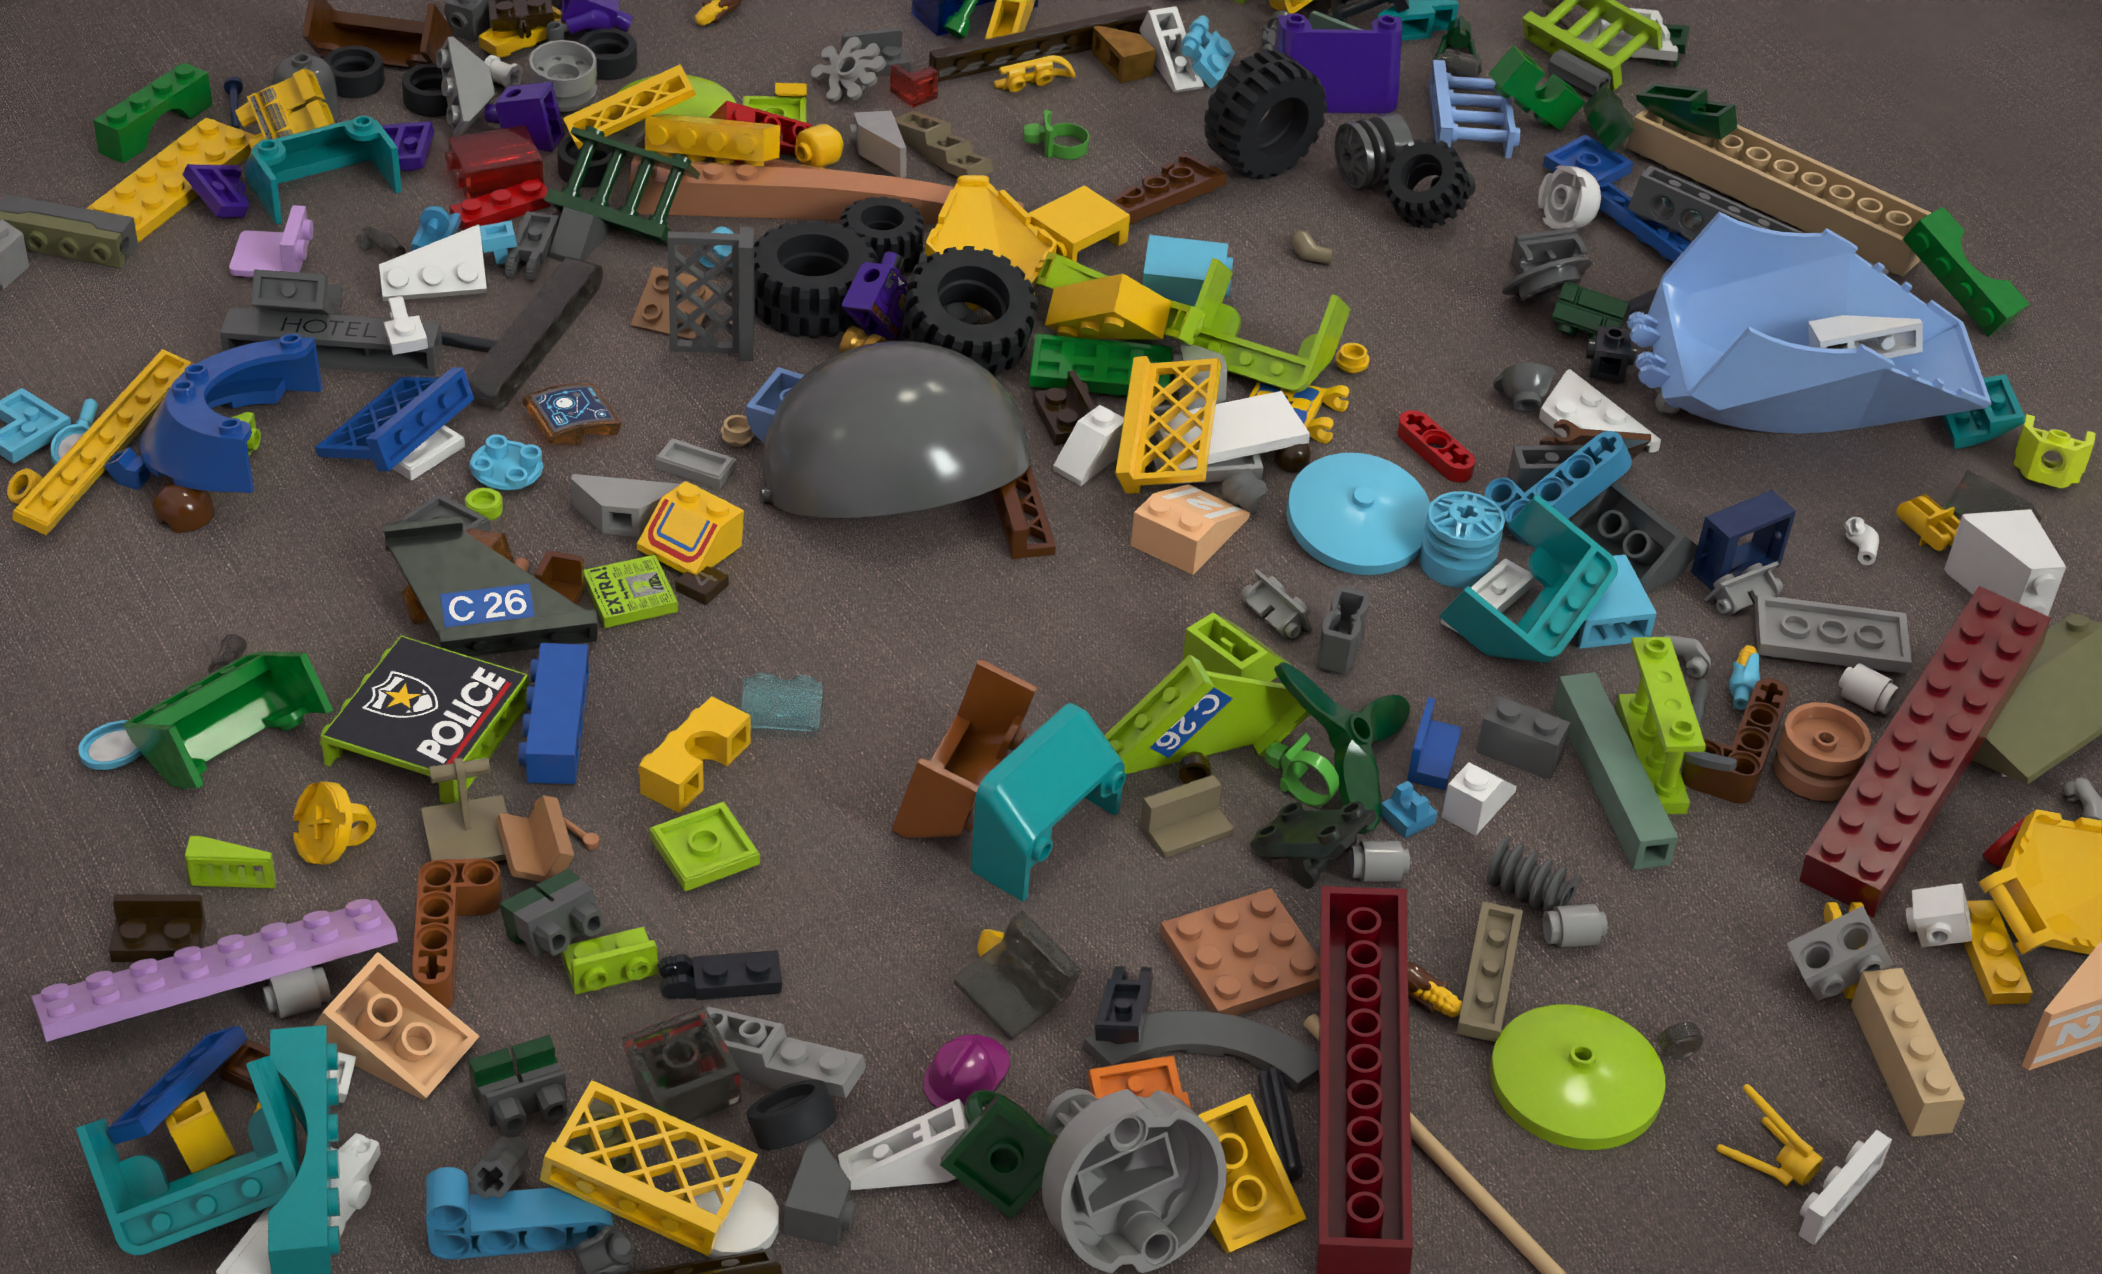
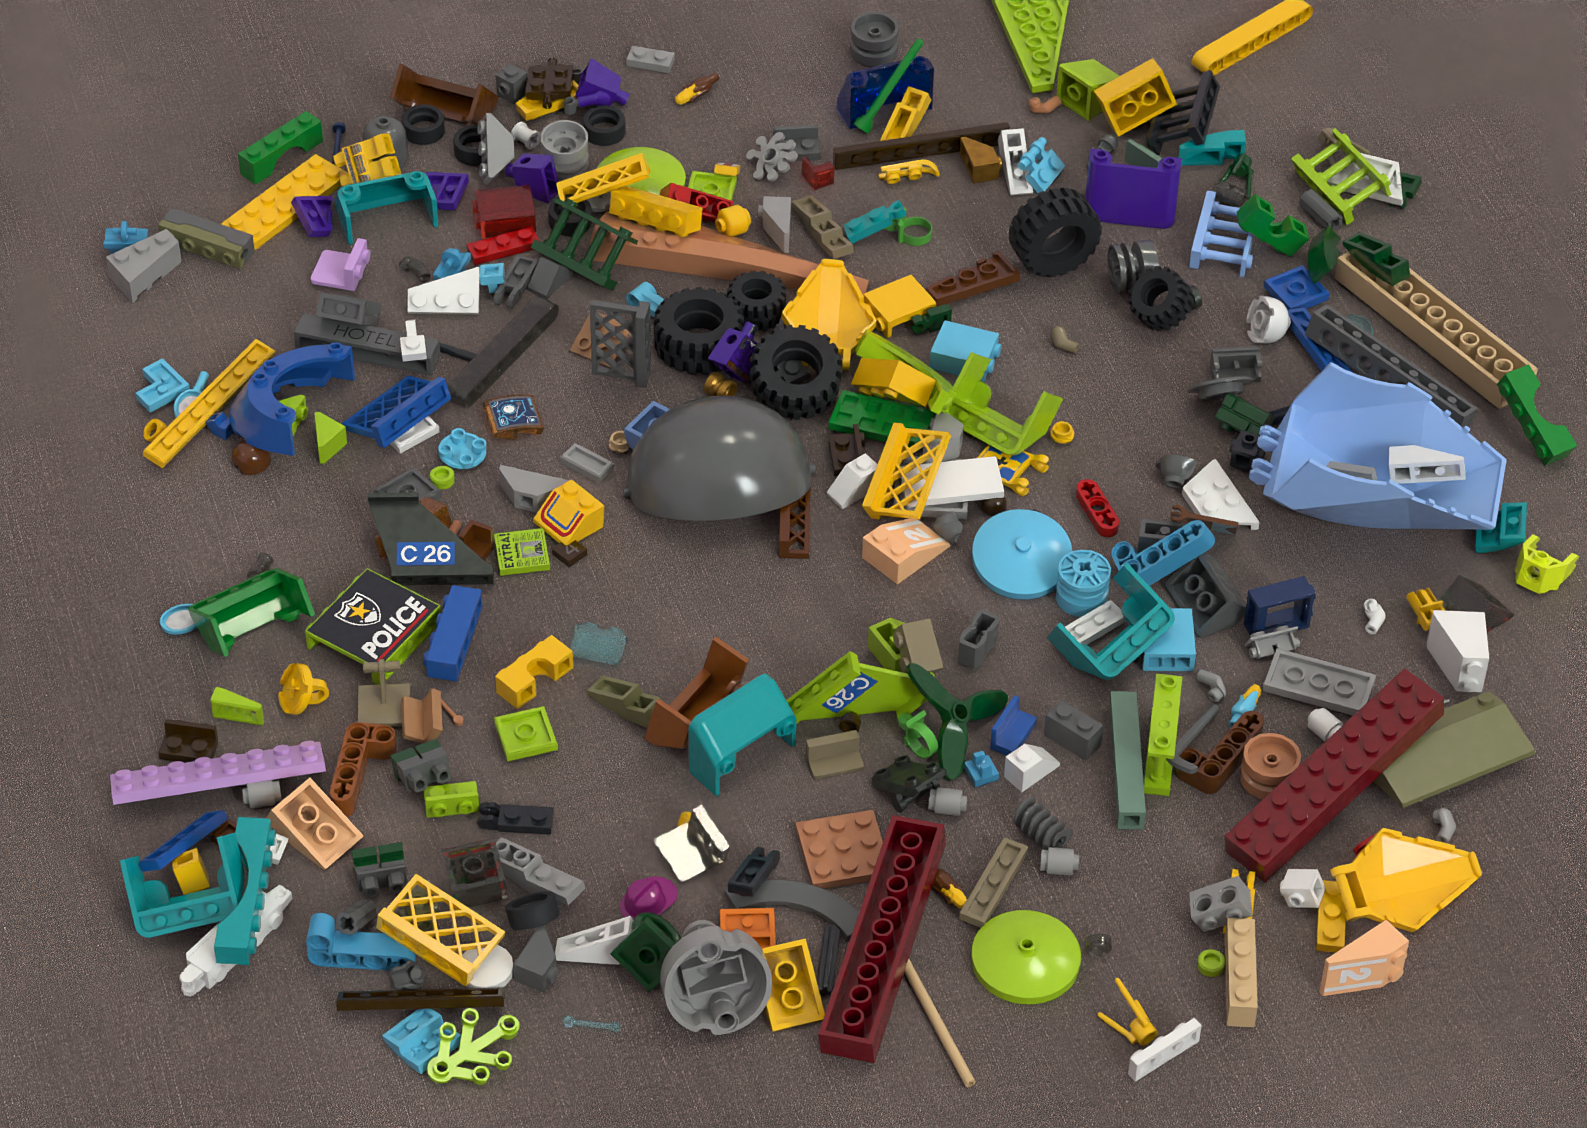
camera: 15 degrees right, 5 degrees up
(300, 464) = (330, 436): none -> lime slope
(850, 778) = (624, 699): none -> olive slope
(1011, 130) = (873, 221): none -> teal plate
(1130, 240) = (932, 320): none -> dark green plate
(1270, 594) = (938, 607): light grey hinge -> none
(1270, 638) = (918, 645): none -> dark tan piece
(1851, 1045) = (1211, 963): none -> lime tile

